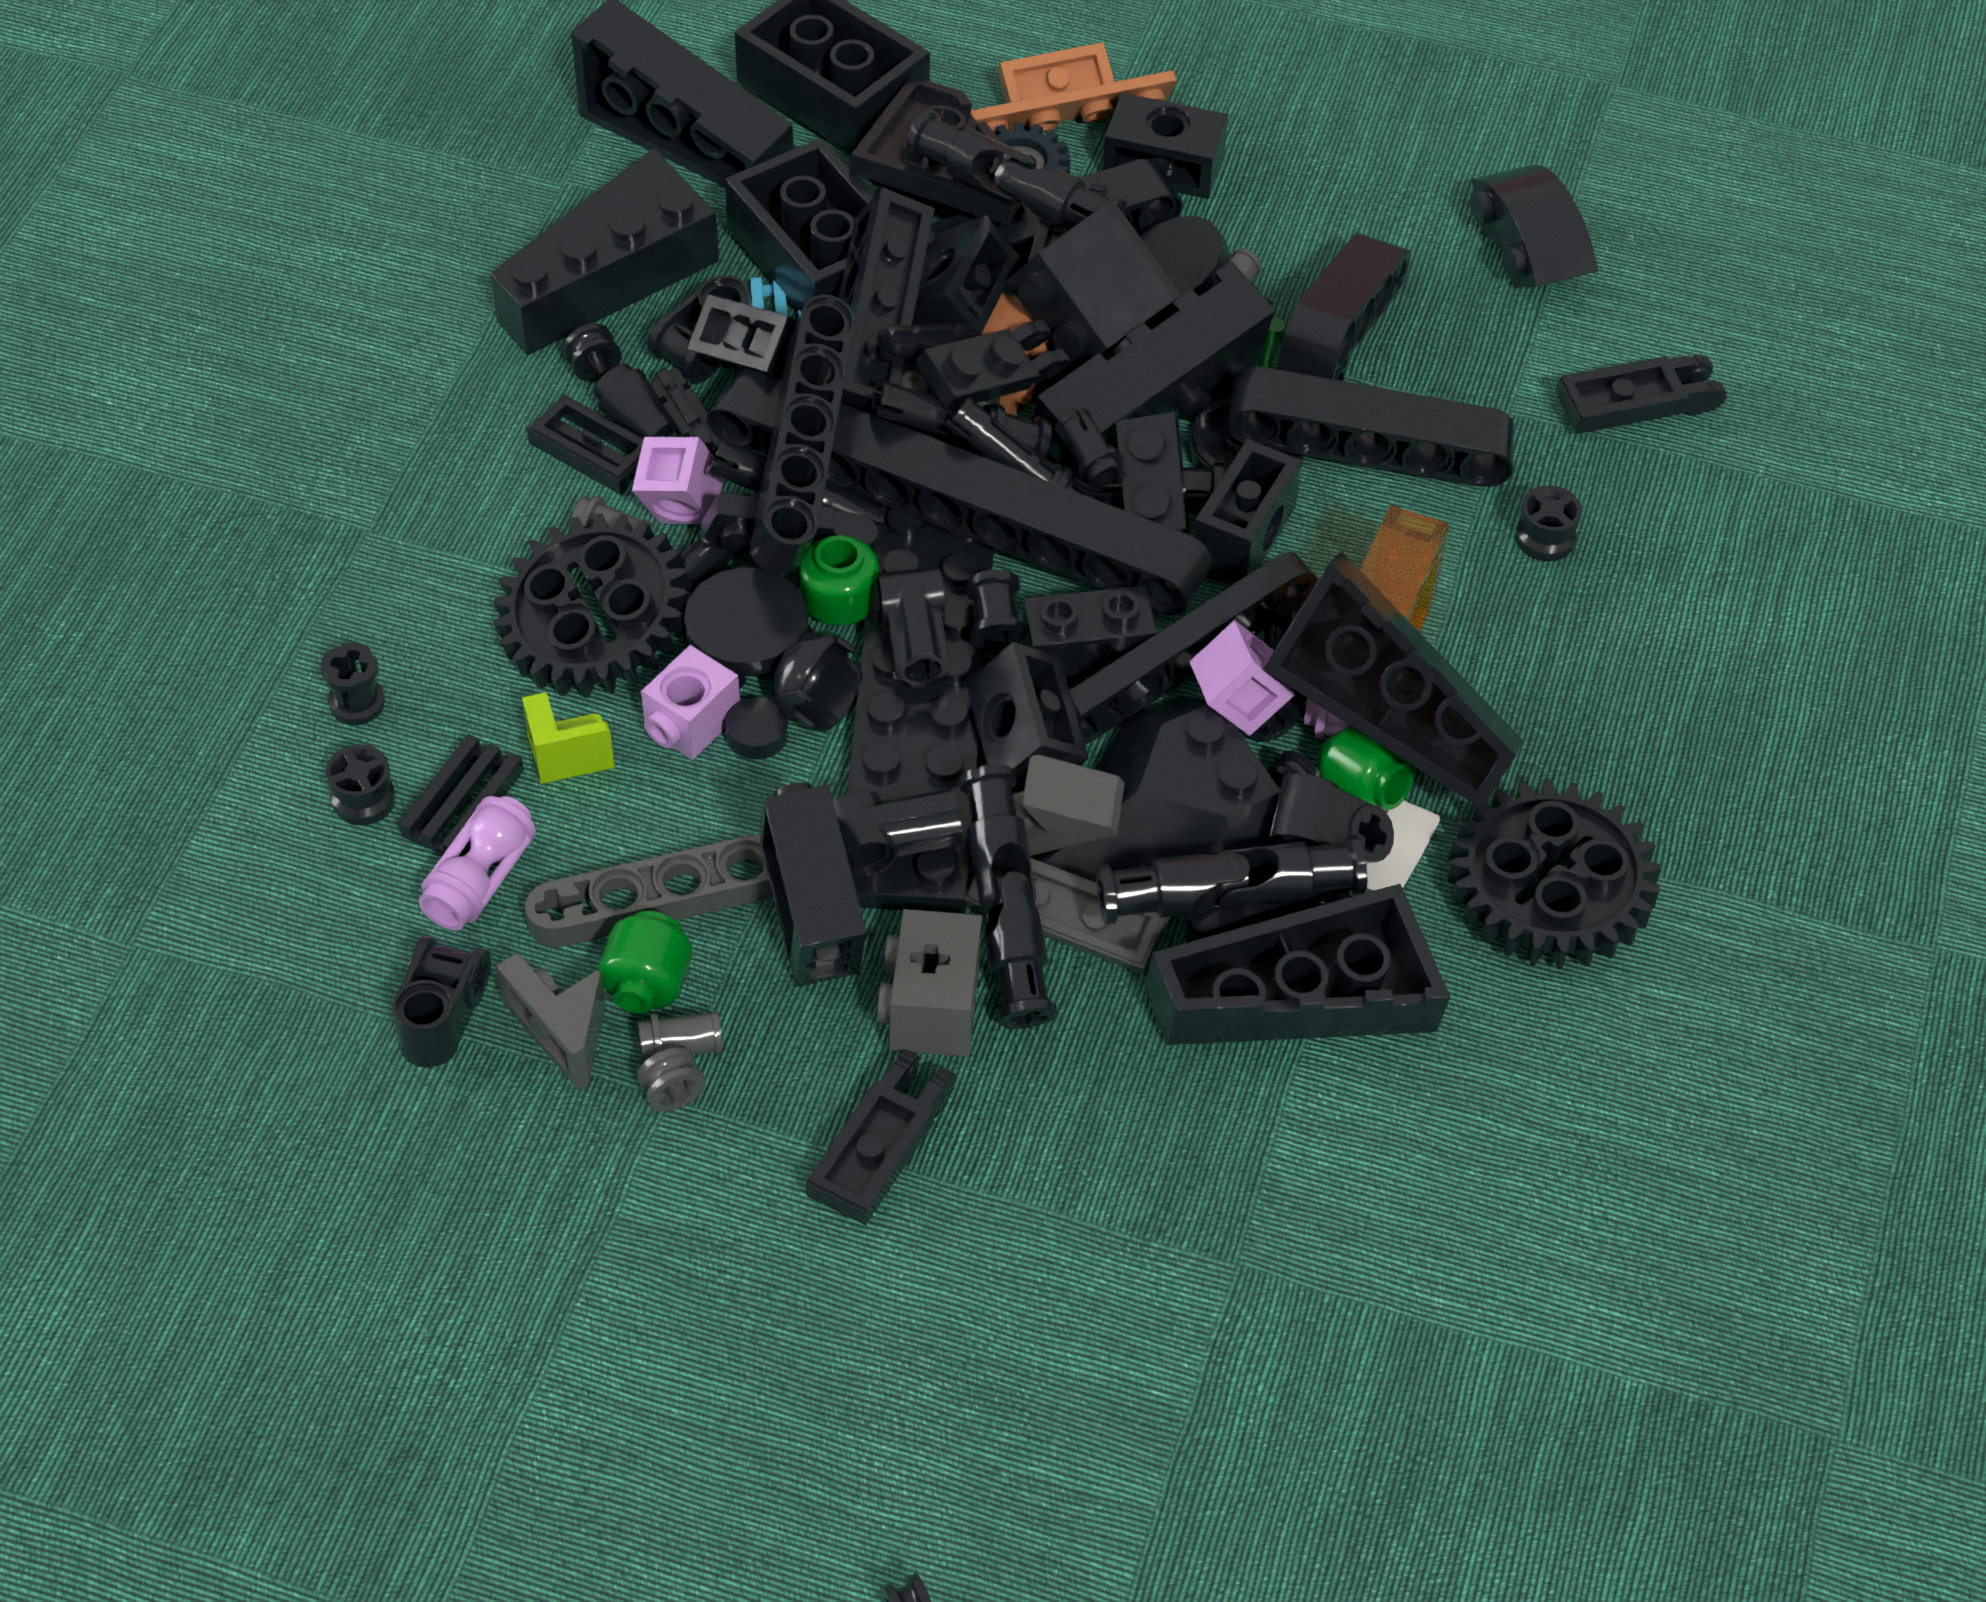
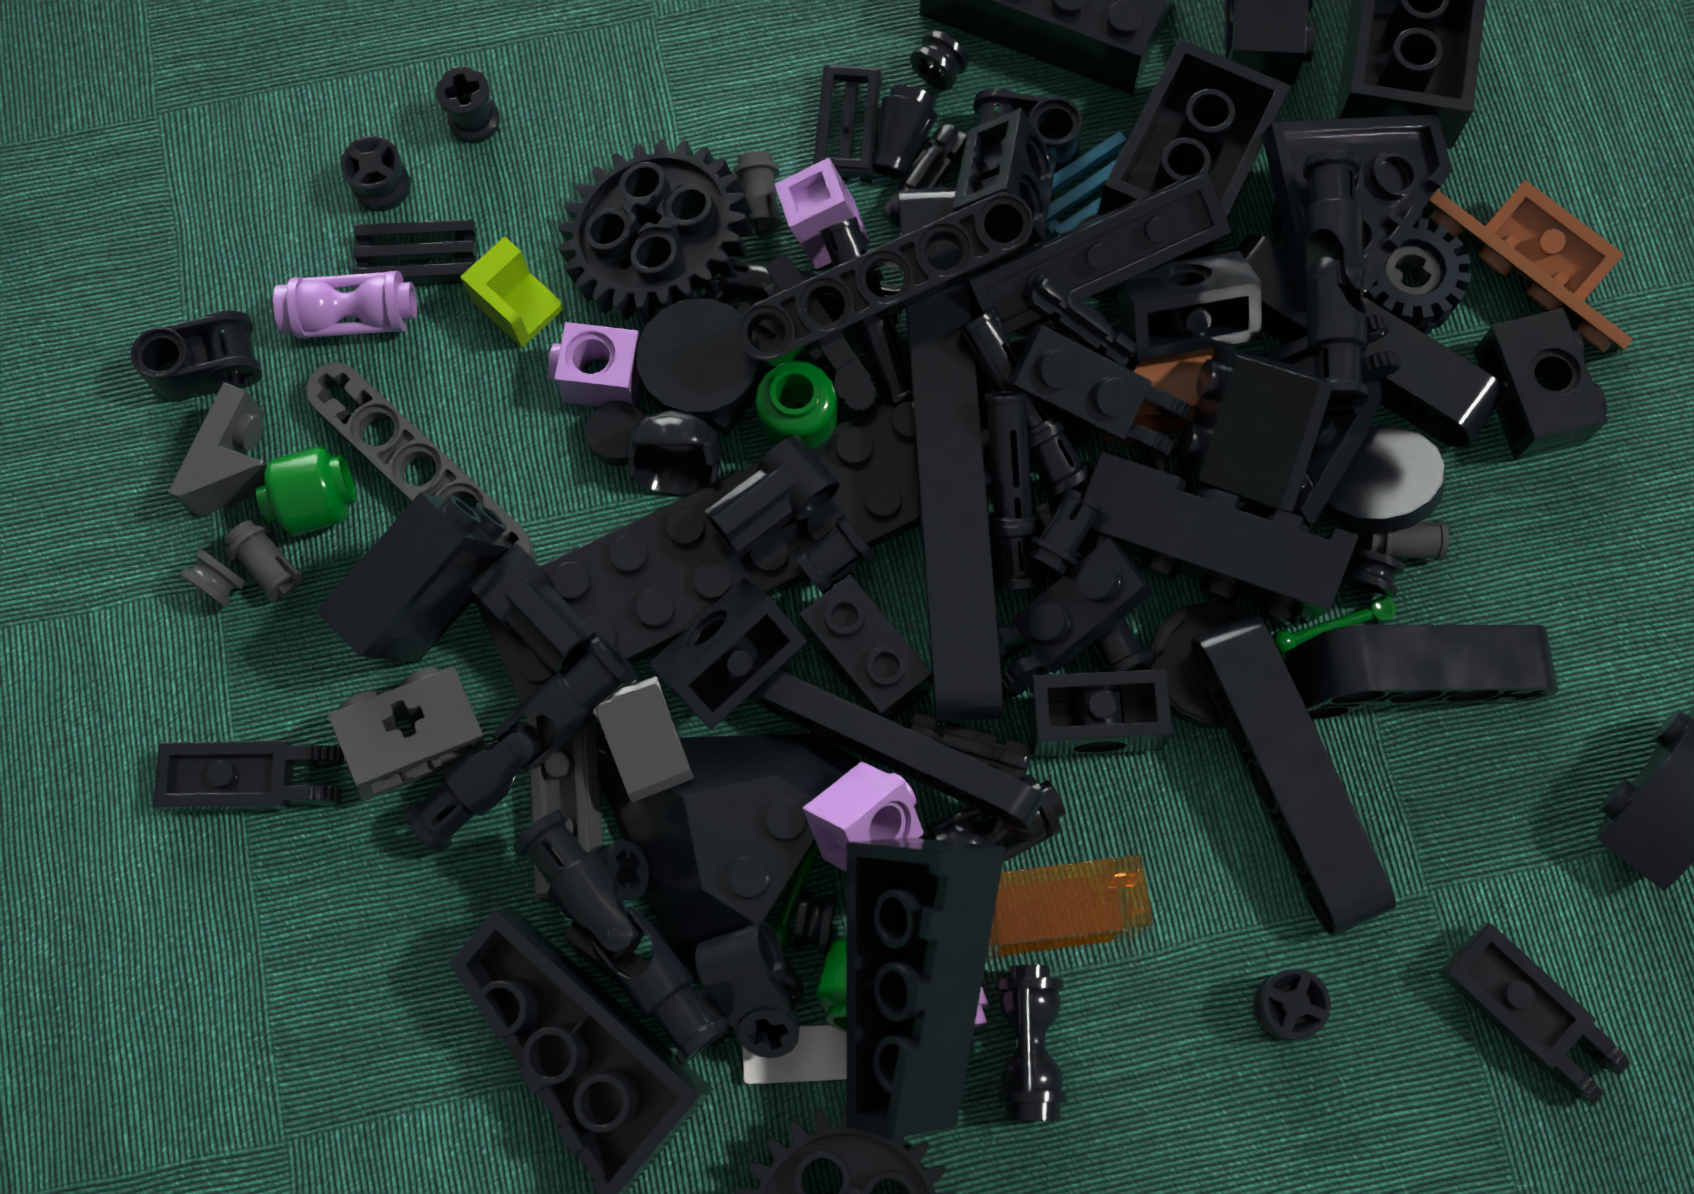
camera: 65 degrees right, 20 degrees up
(1514, 698) = (1031, 1076): none -> black piece

